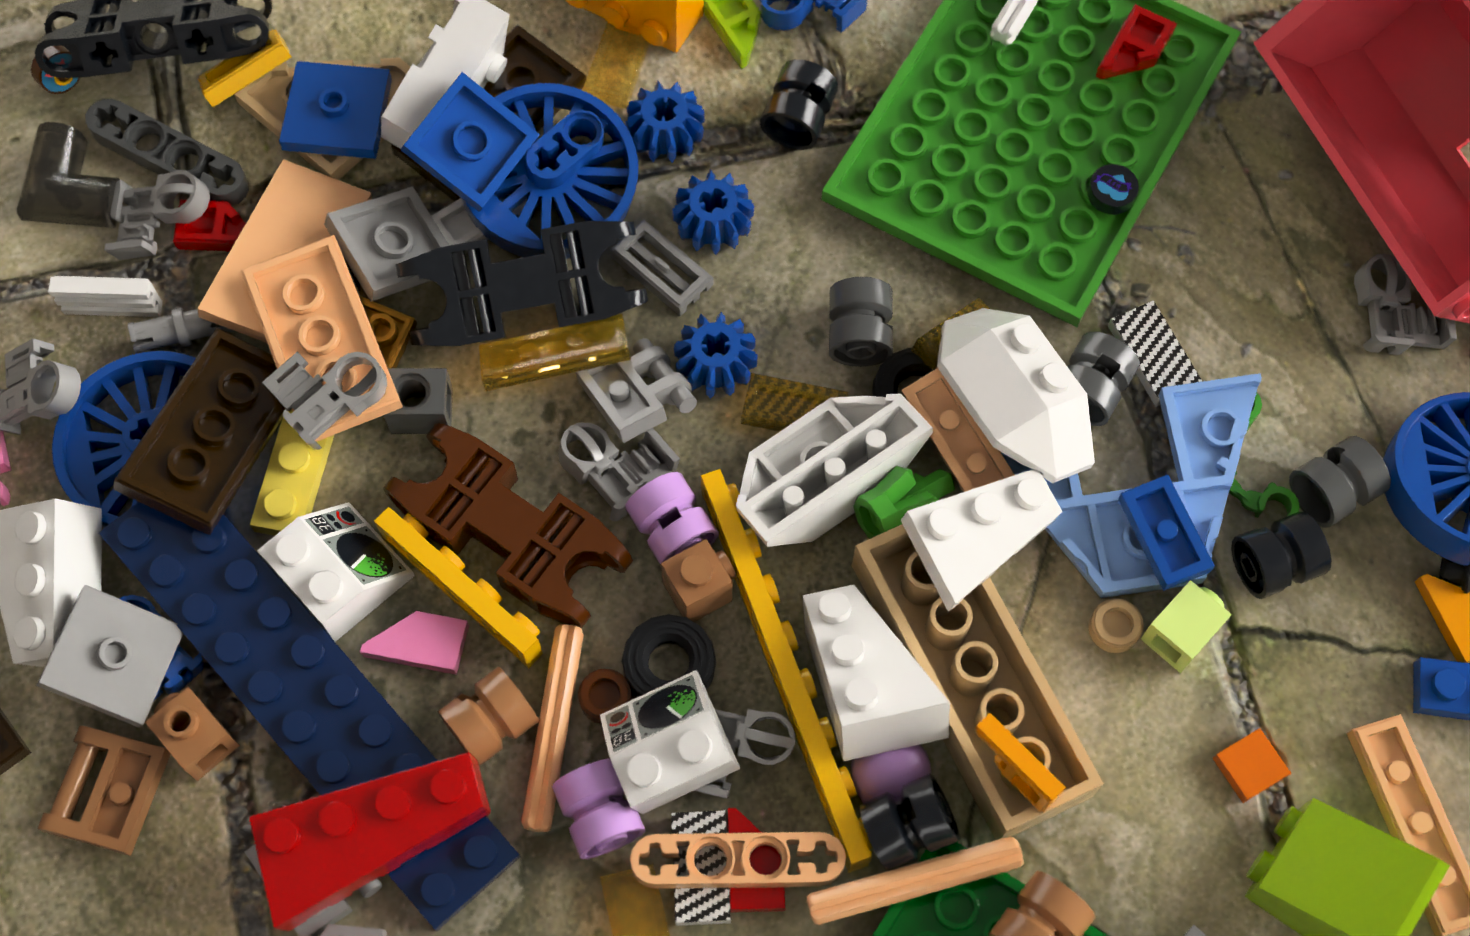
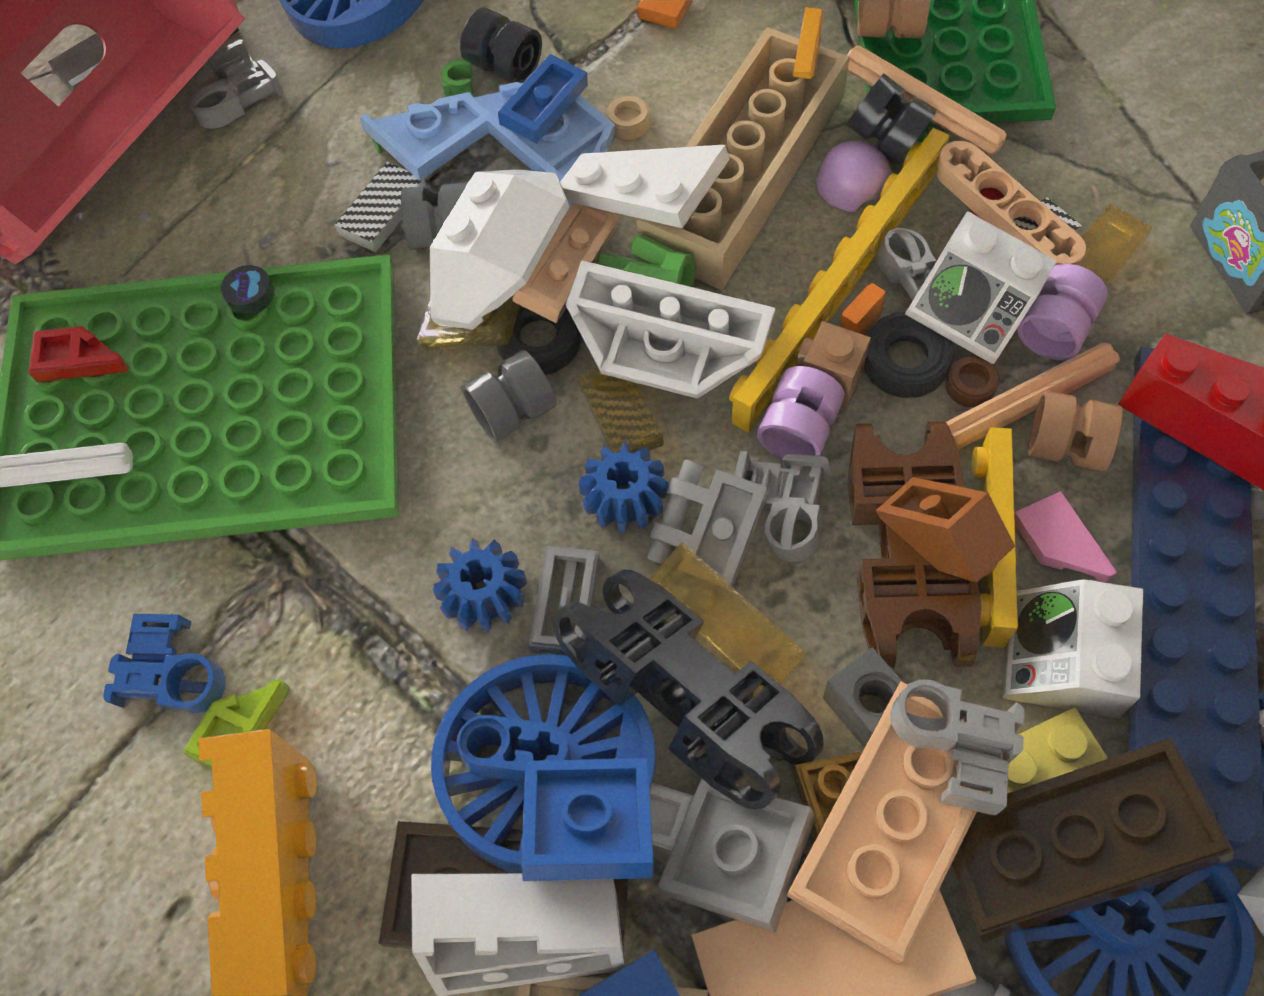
camera: 120 degrees left, 5 degrees down
(479, 518) = (949, 526): none -> dark orange slope
(617, 65) = (362, 806): clear yellow tile -> none
(665, 121) = (399, 681): blue gear -> none
(729, 643) = (864, 310): none -> orange tile
(799, 104) = (303, 586): black wheel -> none
(869, 678) = (814, 200): white wedge -> none
(1186, 625) = (605, 67): yellowish green brick -> none
(1339, 479) = (414, 42): dark grey wheel -> none

